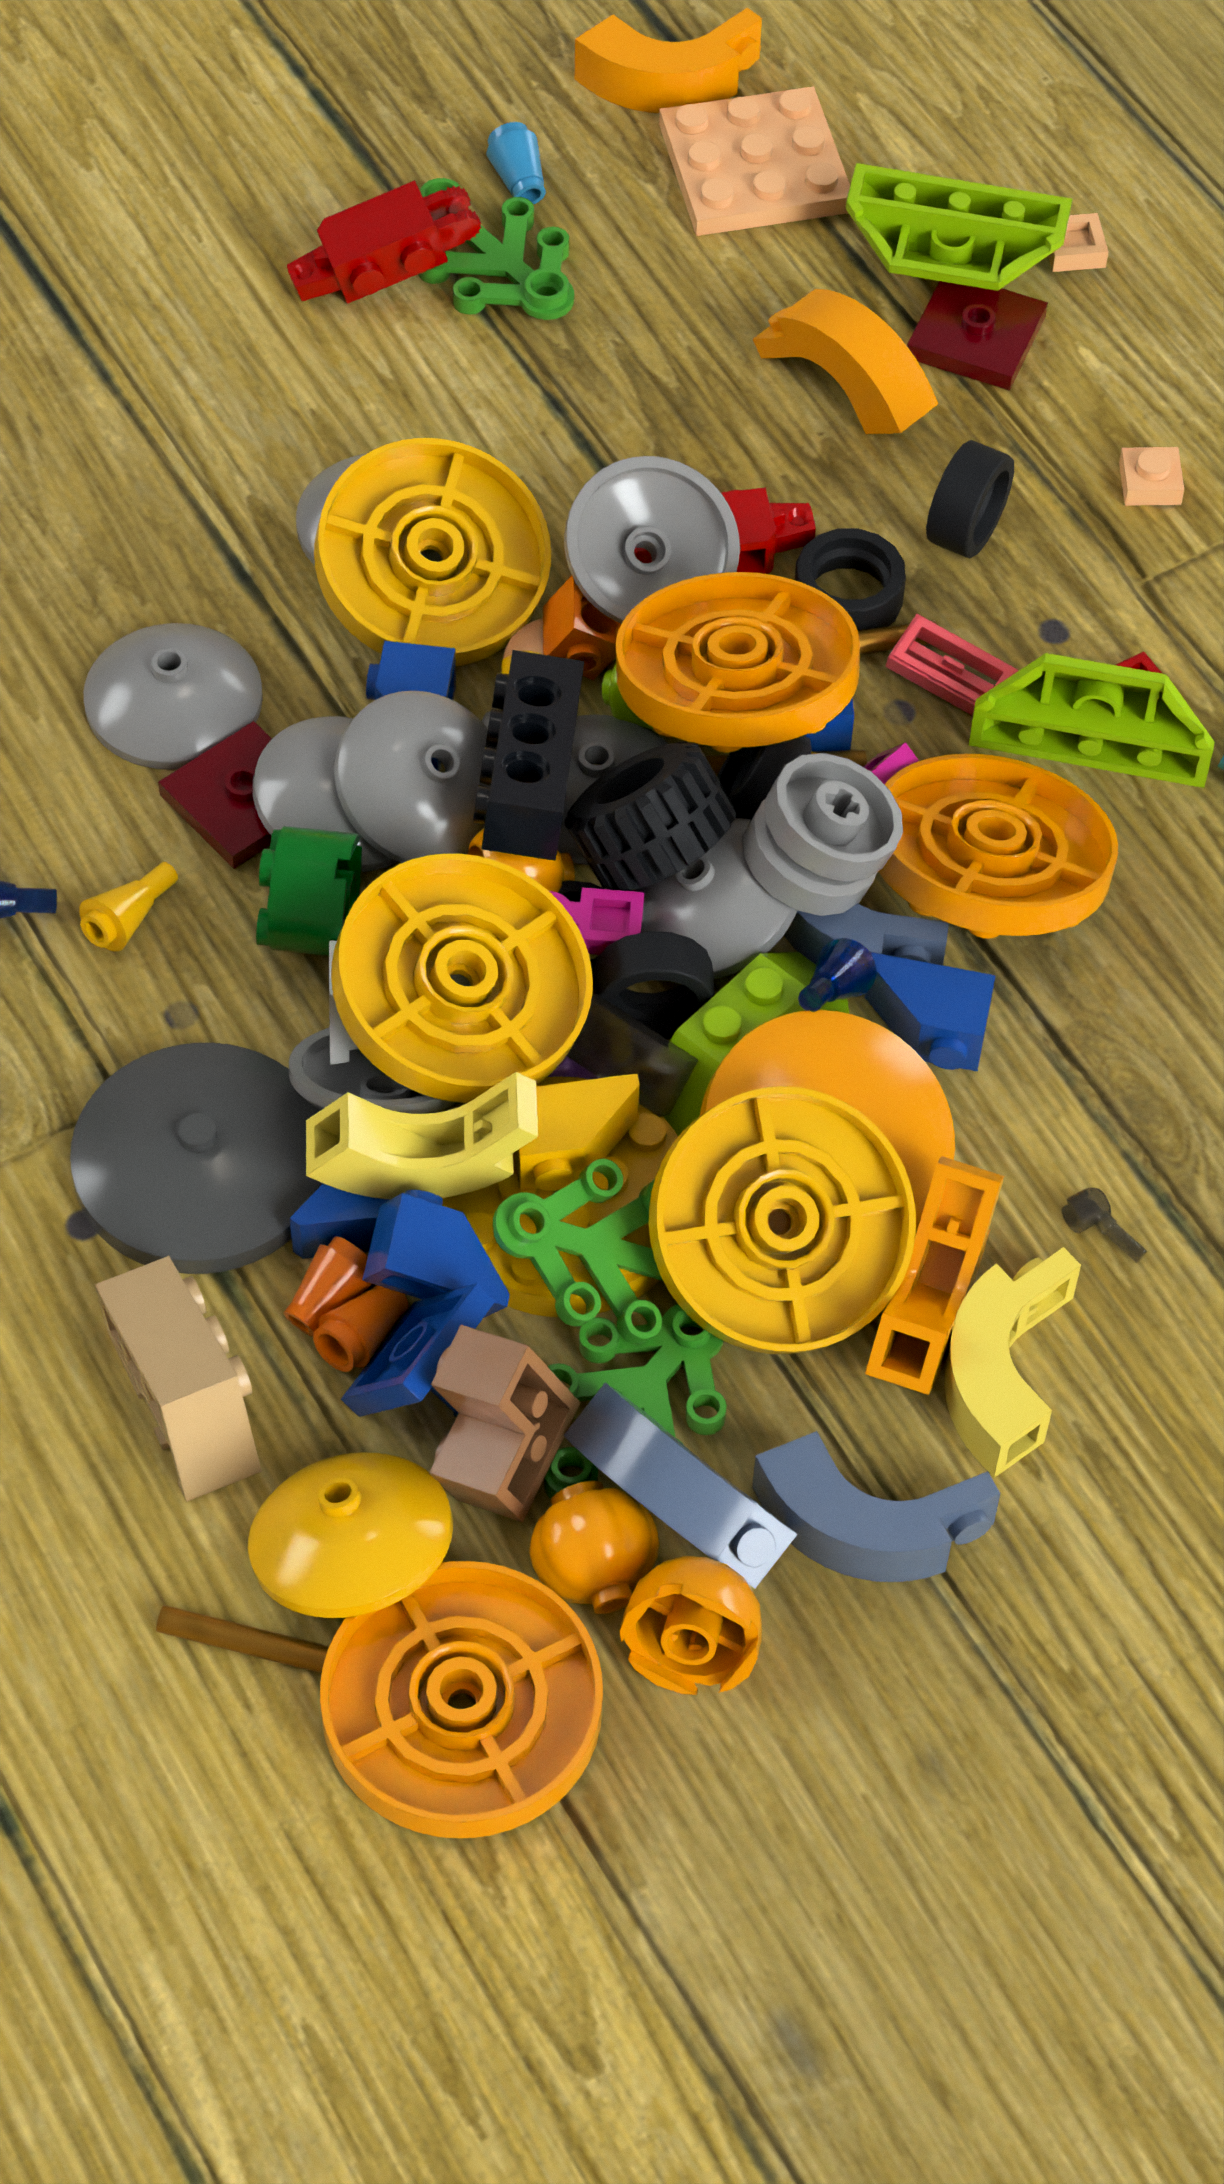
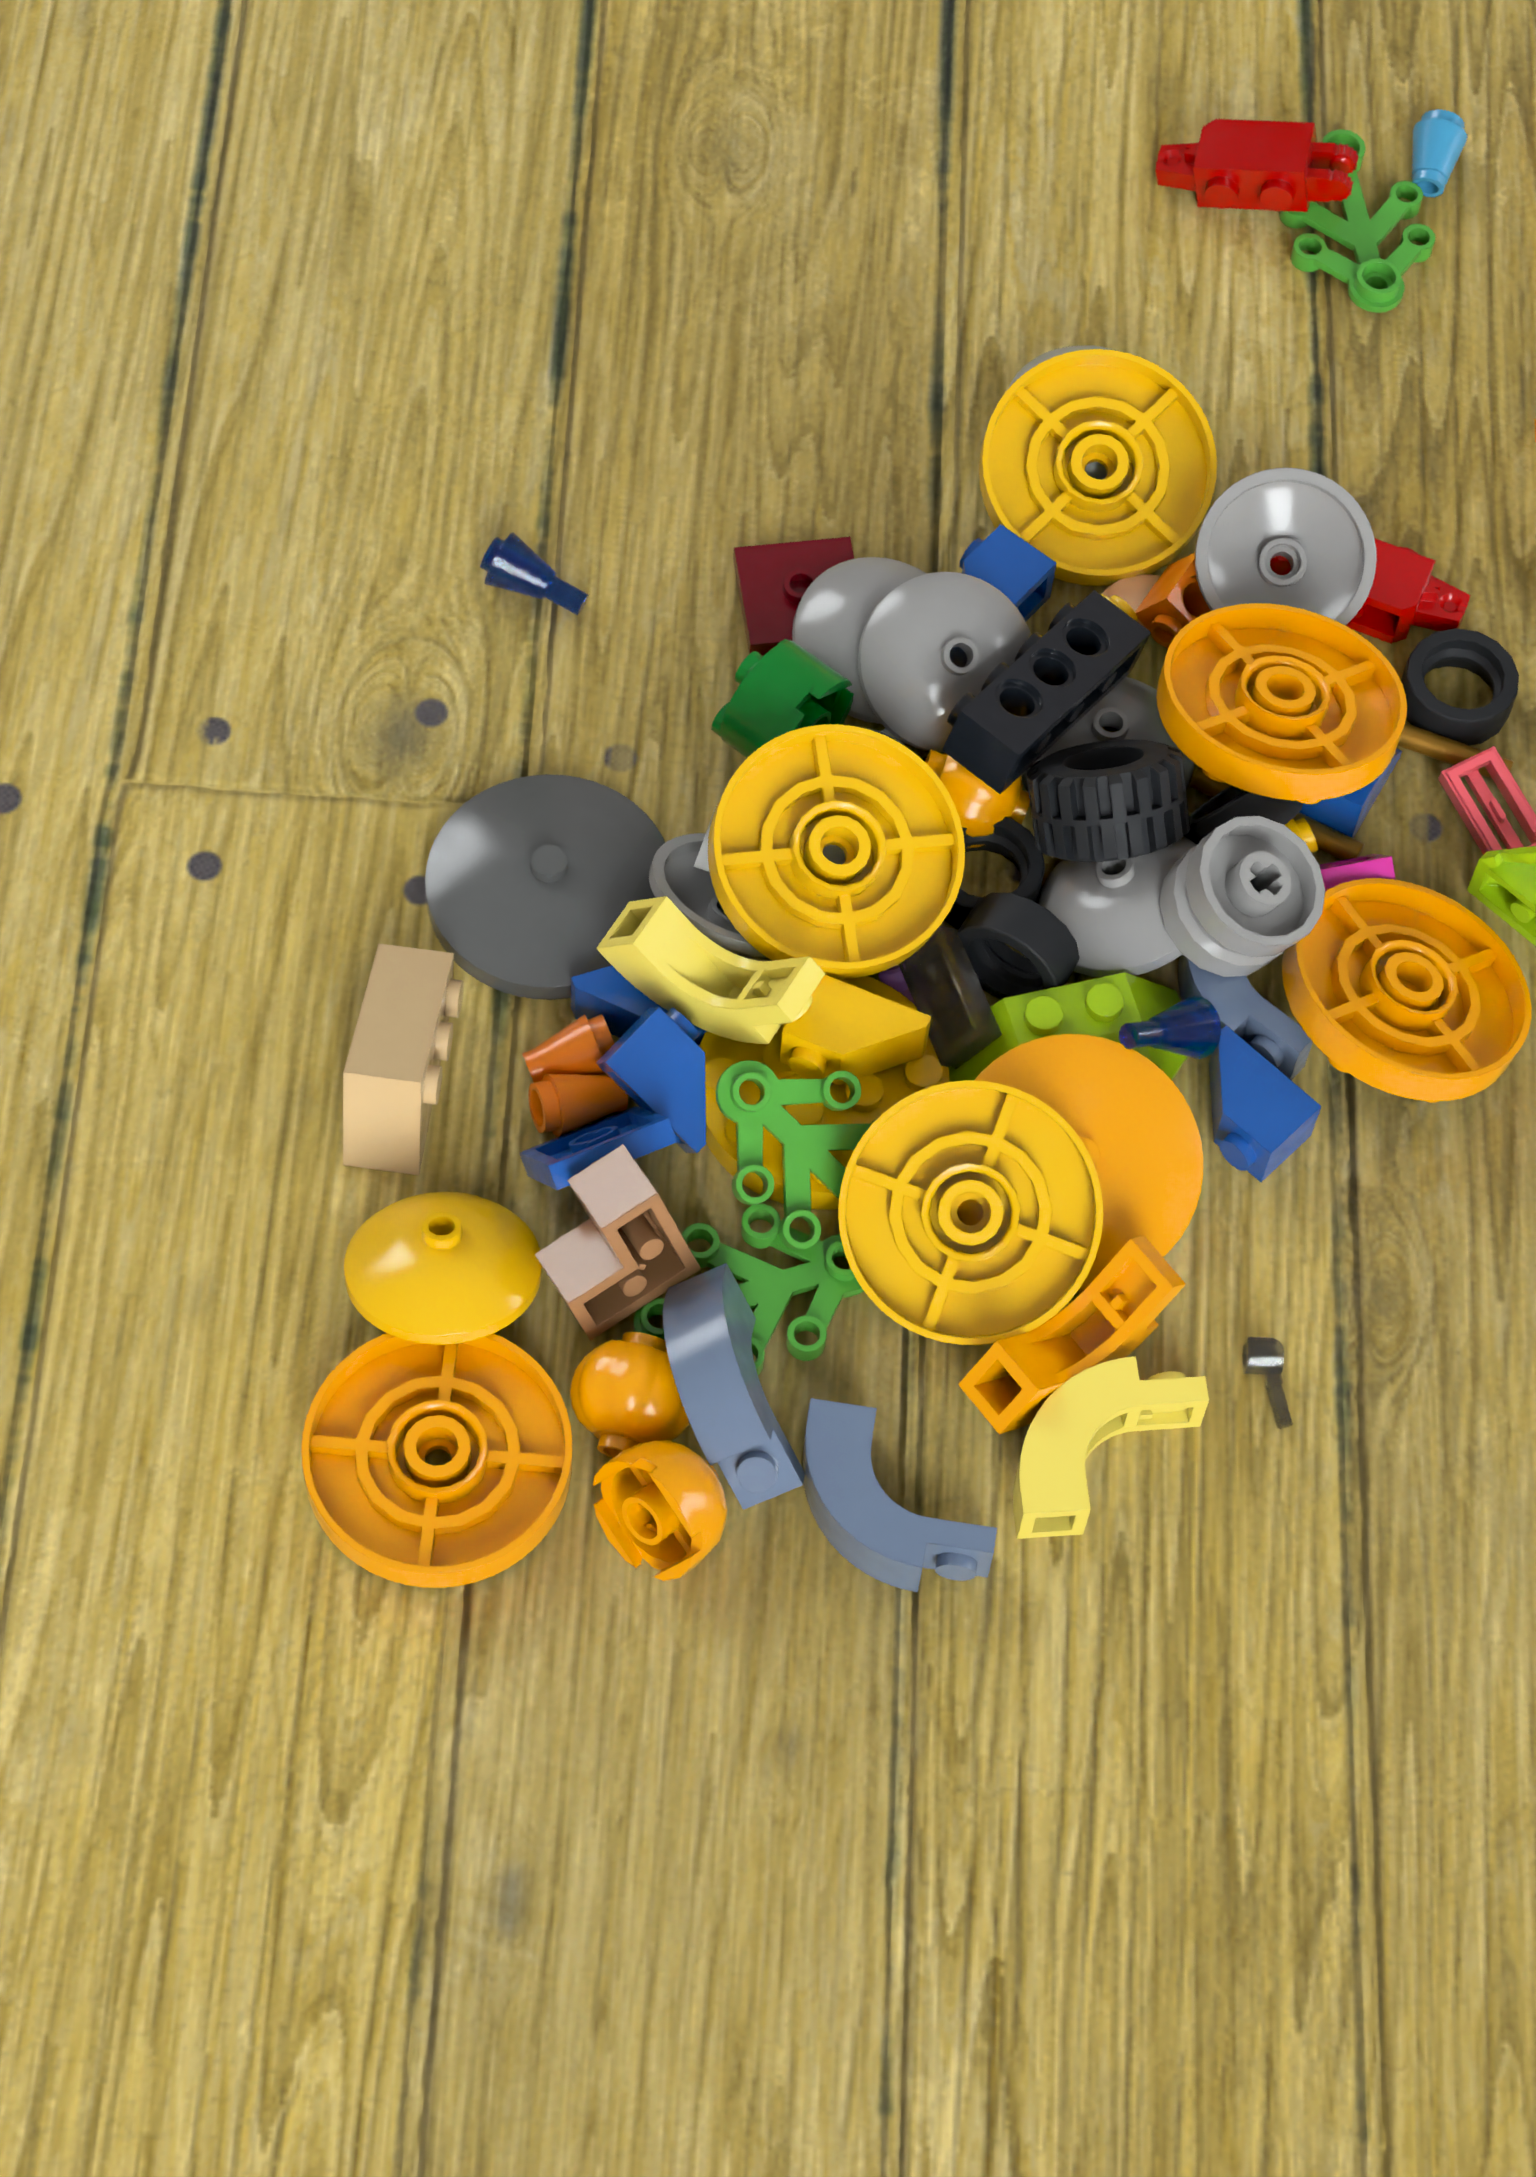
camera: 30 degrees right, 5 degrees up
(116, 914) = (622, 642): yellow cone -> none
(177, 714) = (795, 498): light grey dish -> none
(241, 1638) = (302, 1298): pearl gold bar -> none
(605, 915) = (1006, 864): dark pink plate -> none

